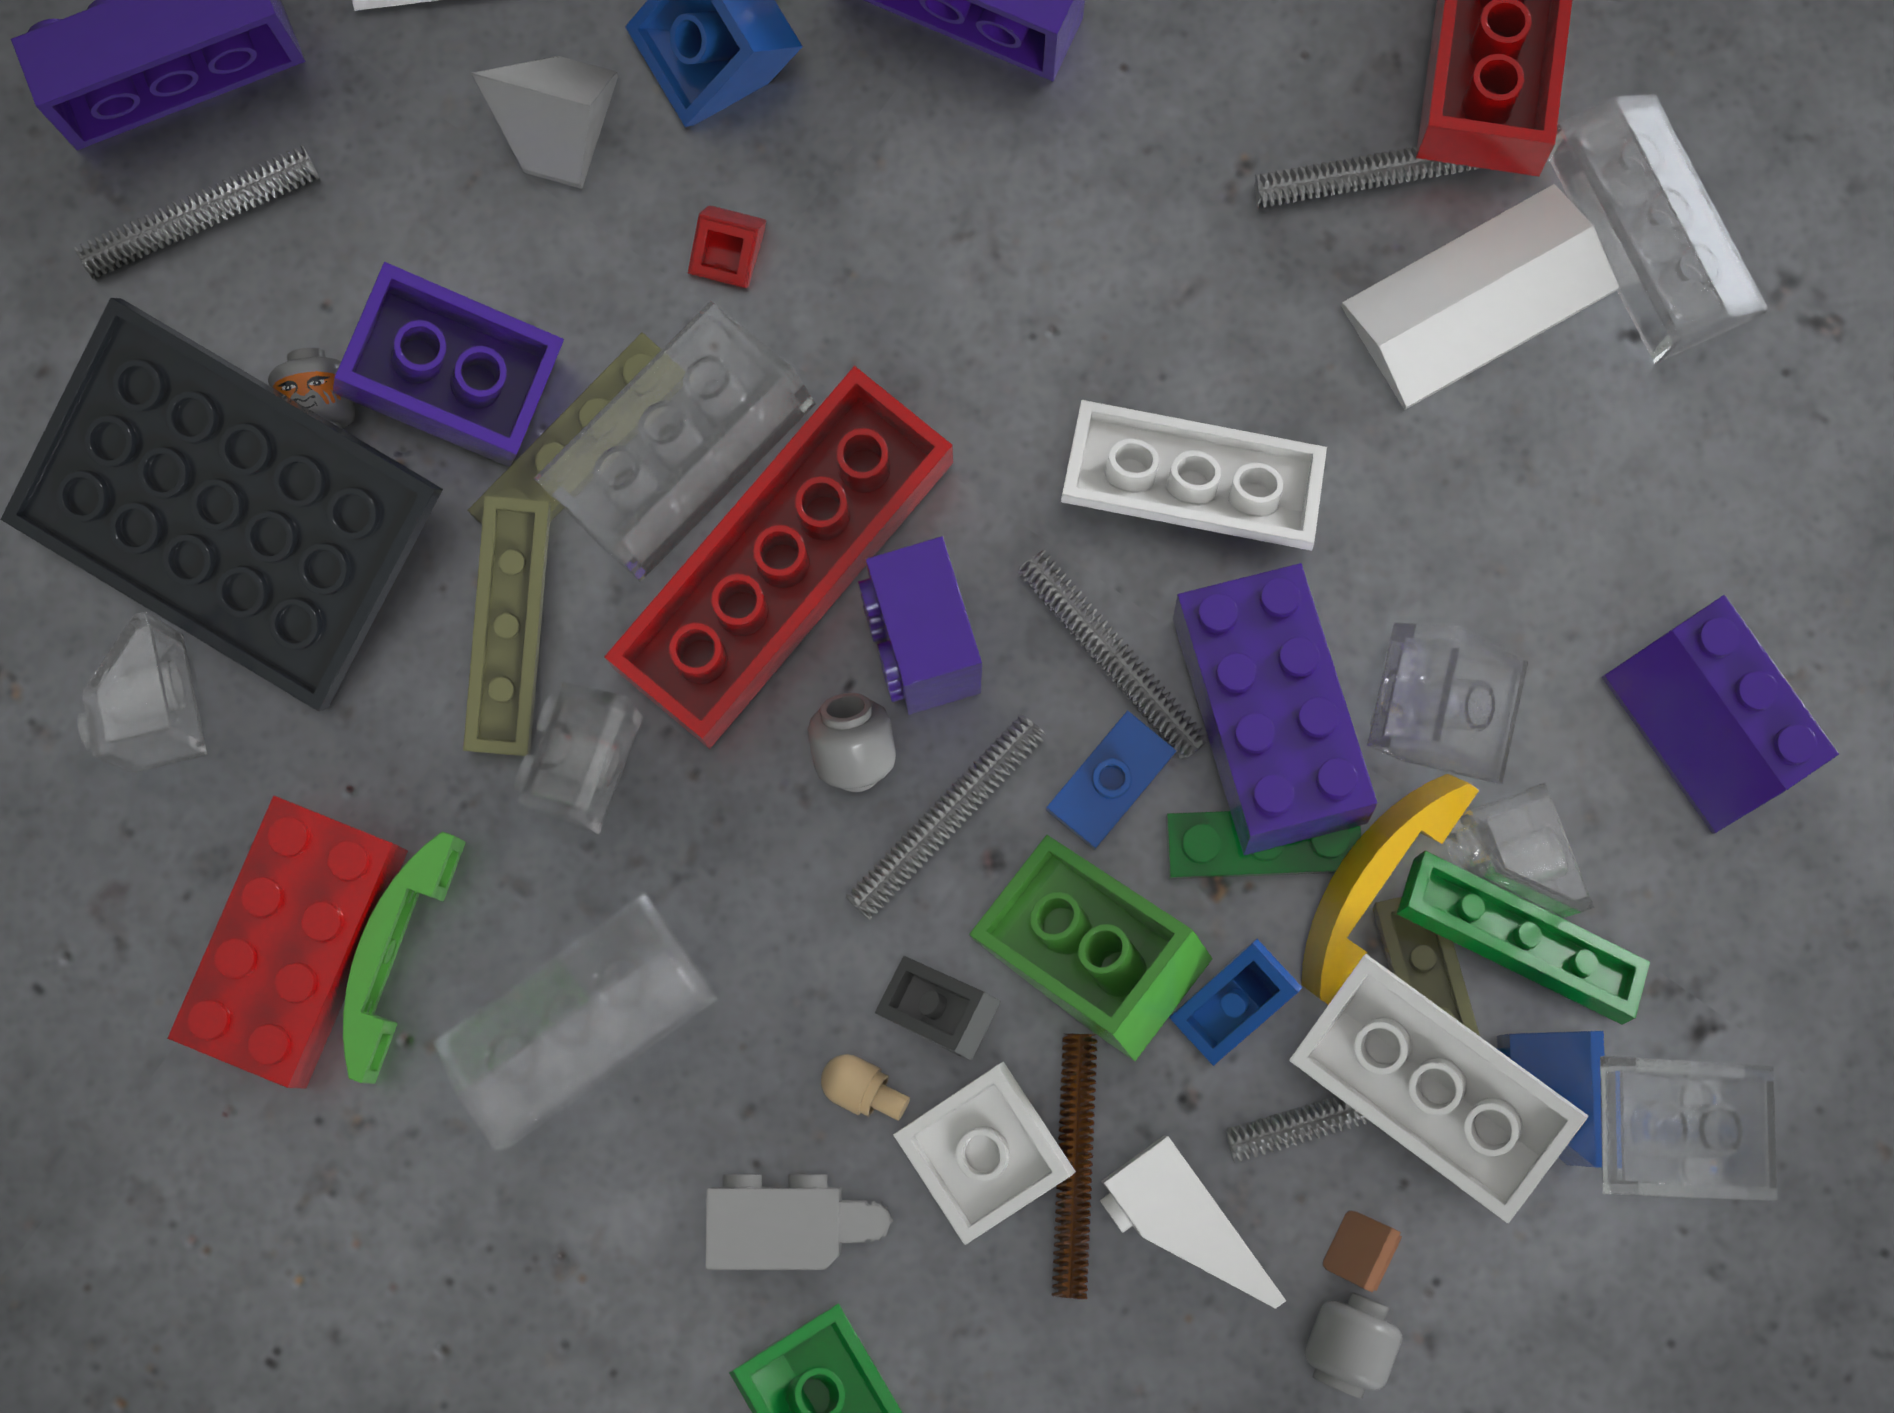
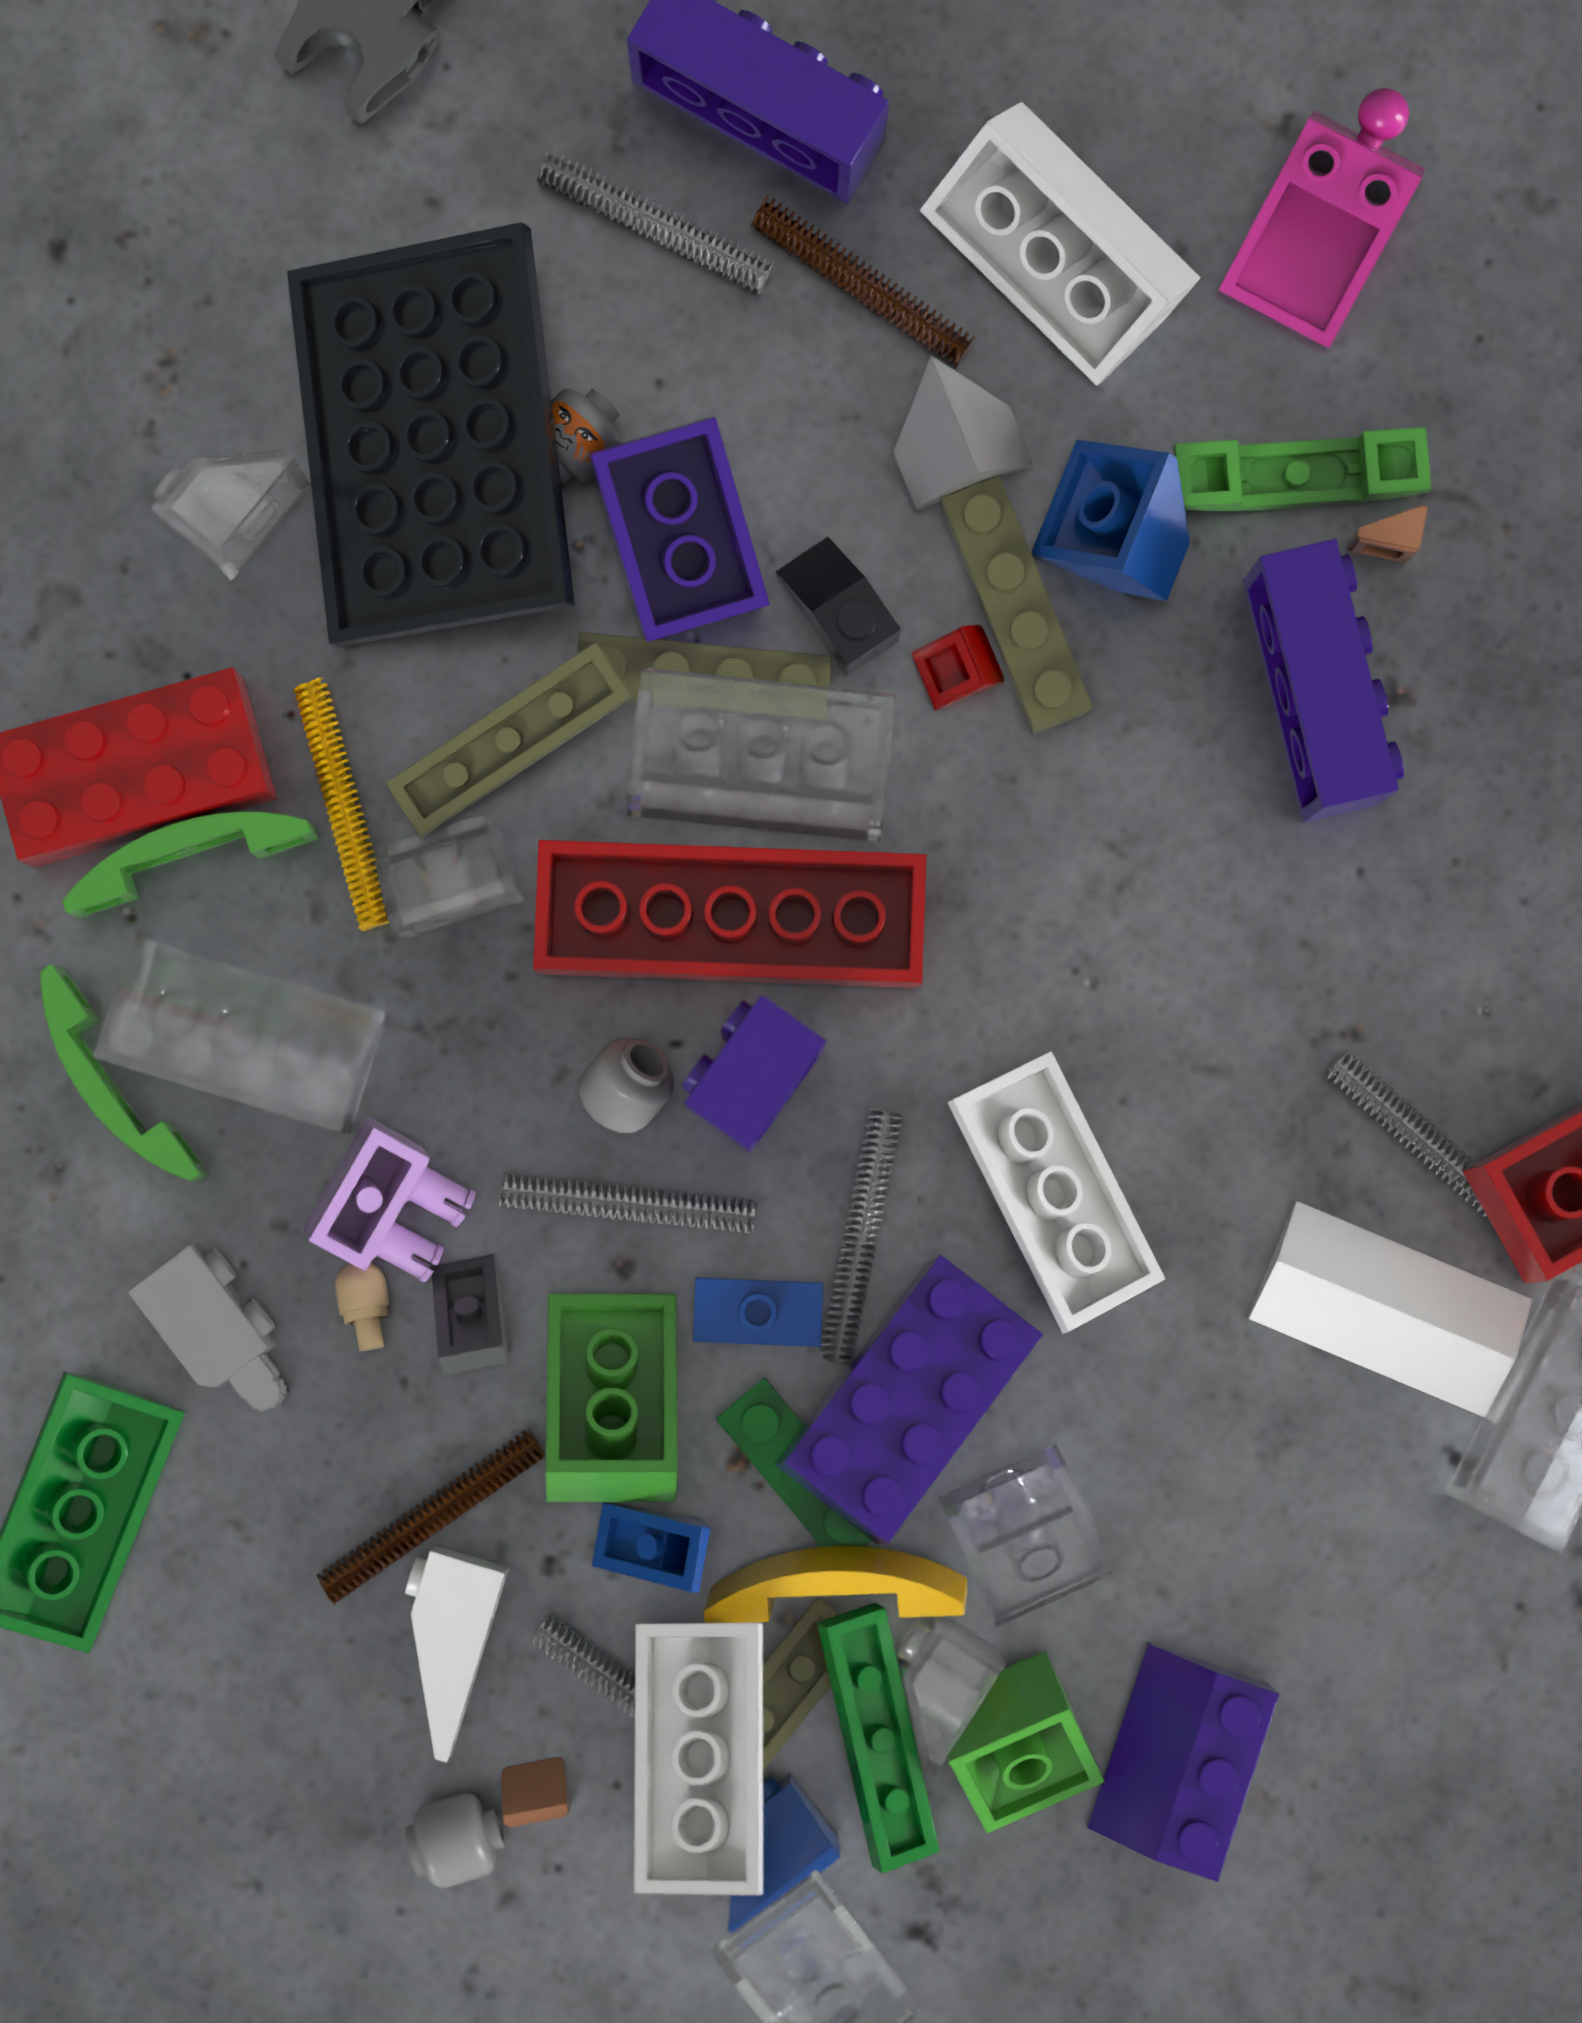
camera: 45 degrees right, 5 degrees up
(370, 94) = (862, 282): none -> reddish brown axle
(449, 1151) = (67, 1018): none -> bright green slope
(452, 801) = (341, 804): none -> yellow axle
(609, 294) = (840, 605): none -> black slope
(714, 165) = (1016, 604): none -> olive plate
(779, 1013) = (368, 1192): none -> lavender brick
(984, 1153) = (385, 1438): white tile -> none
(1619, 828) = (1023, 1746): none -> bright green slope

